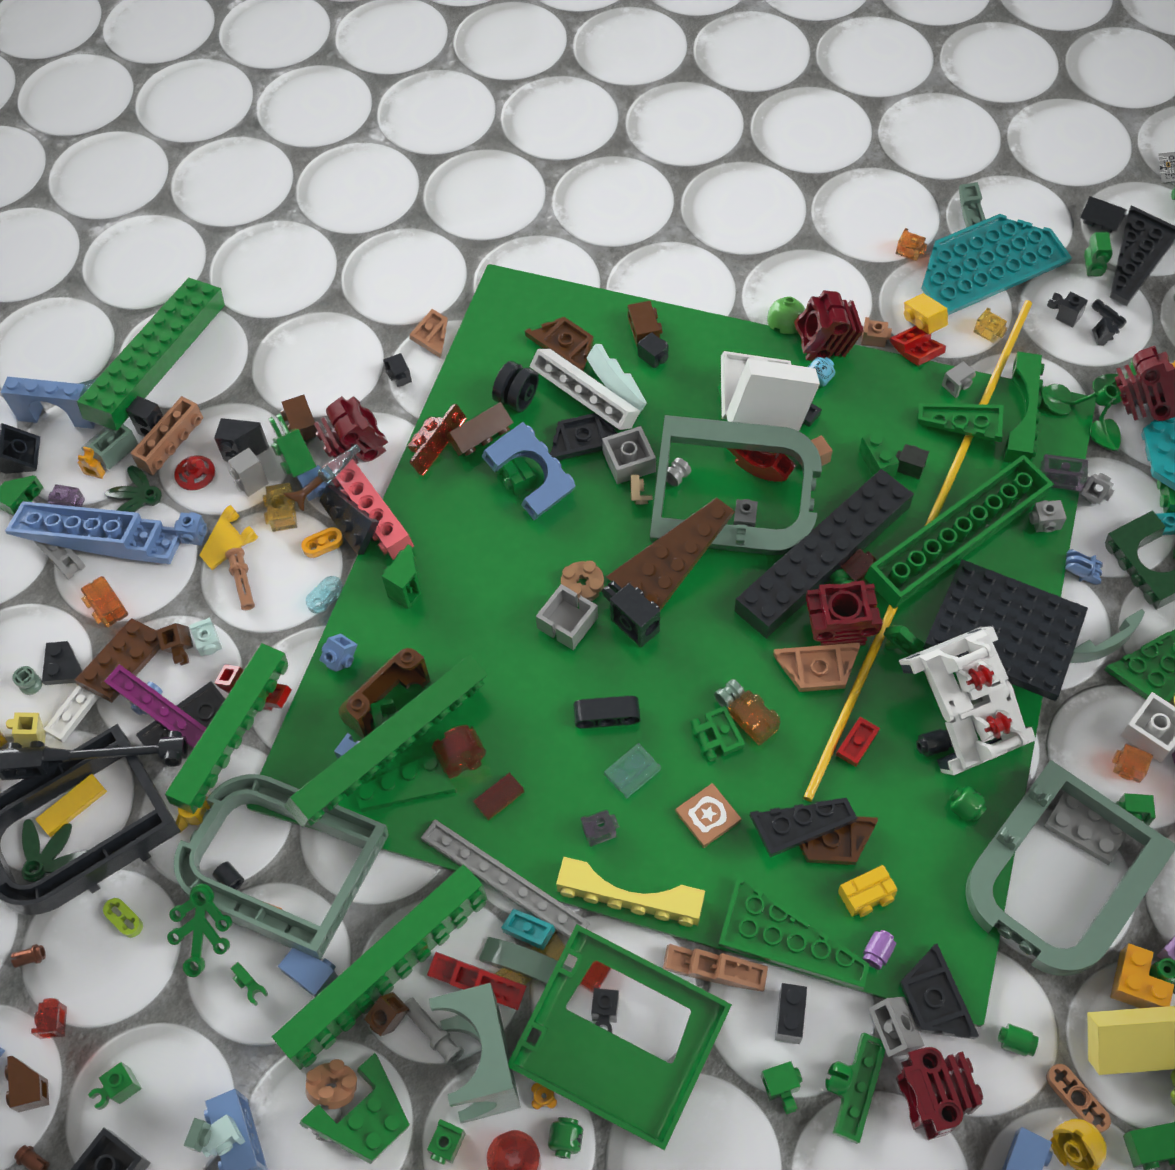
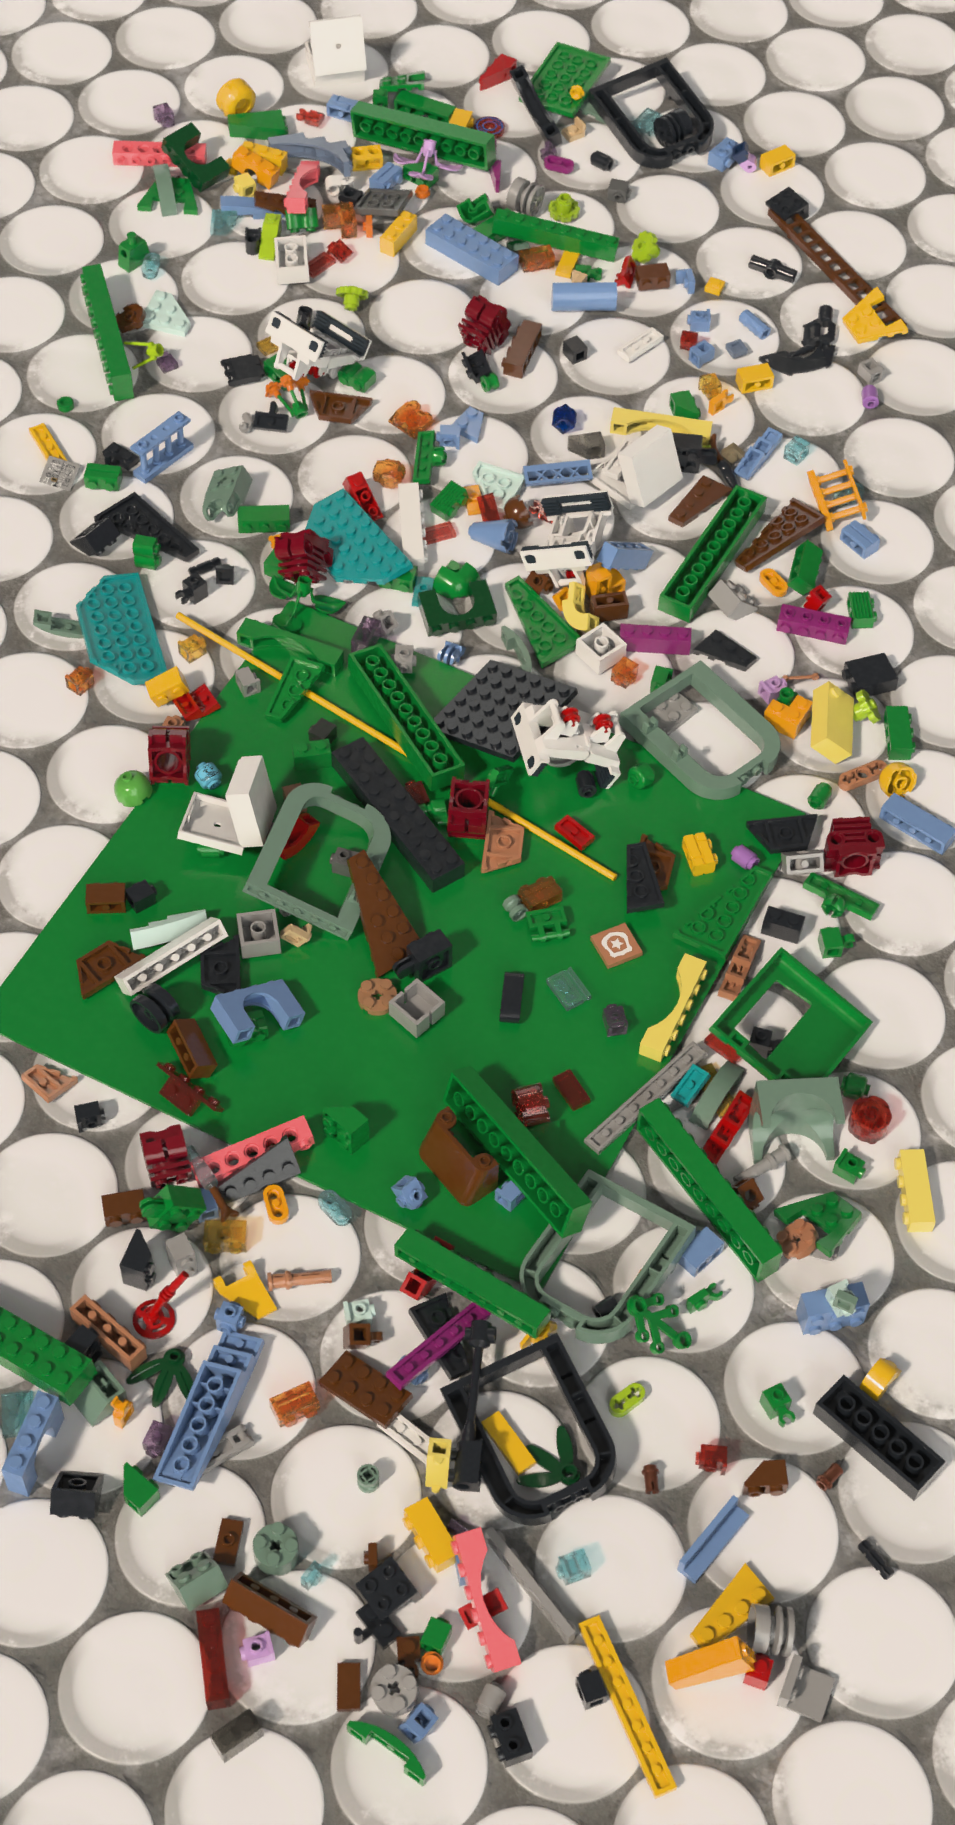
camera: 85 degrees left, 5 degrees down
(60, 664) = (353, 1449): black wing -> none

